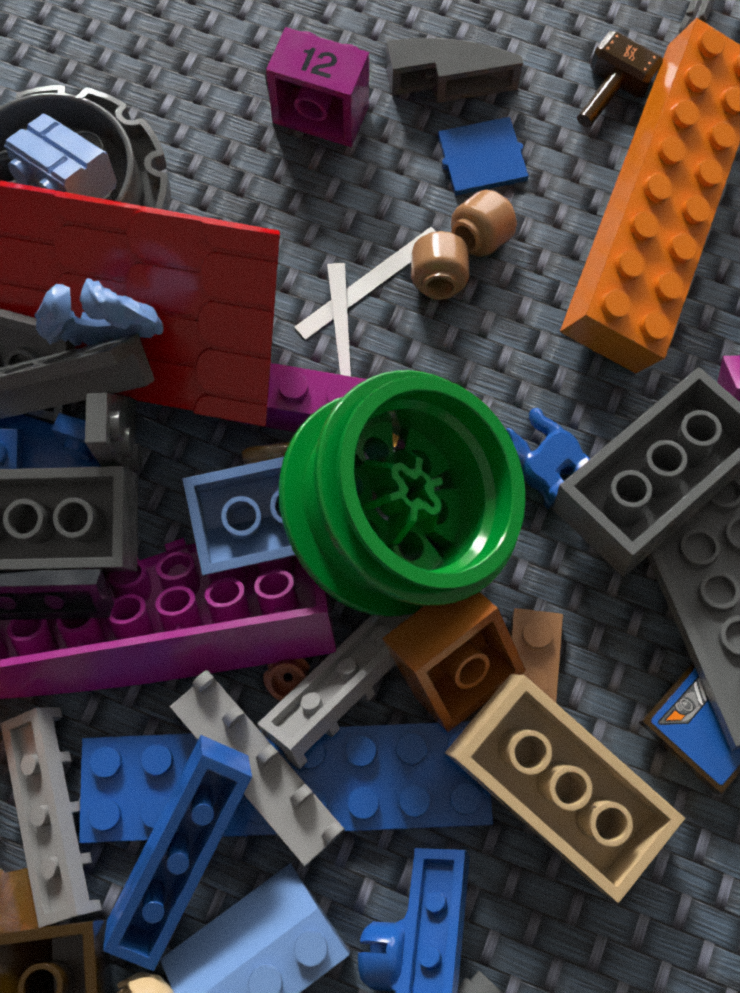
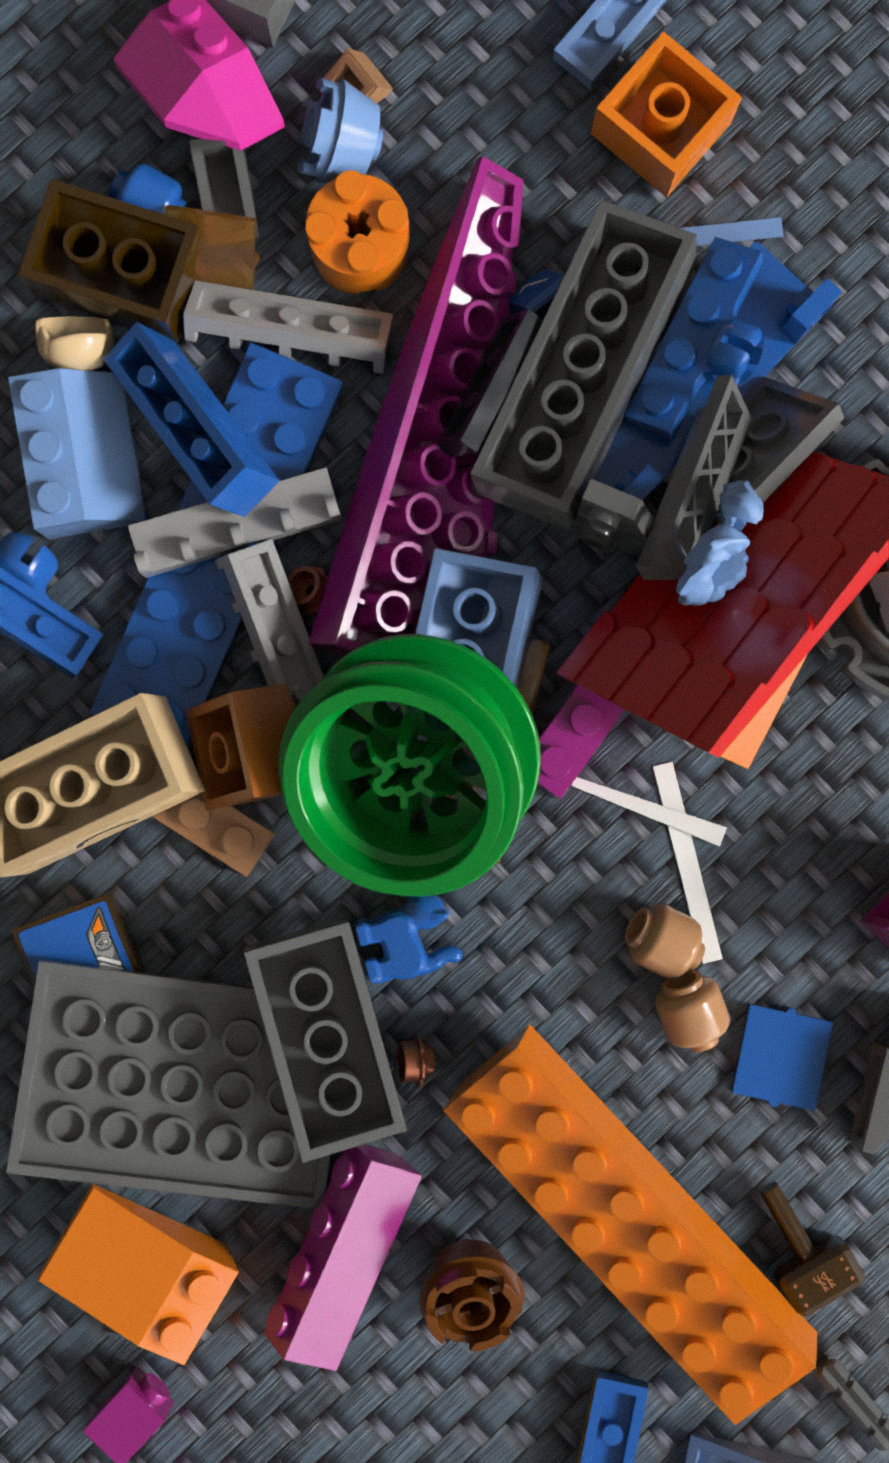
camera: 115 degrees right, 15 degrees up
(633, 405) = (414, 1060): none -> copper plate

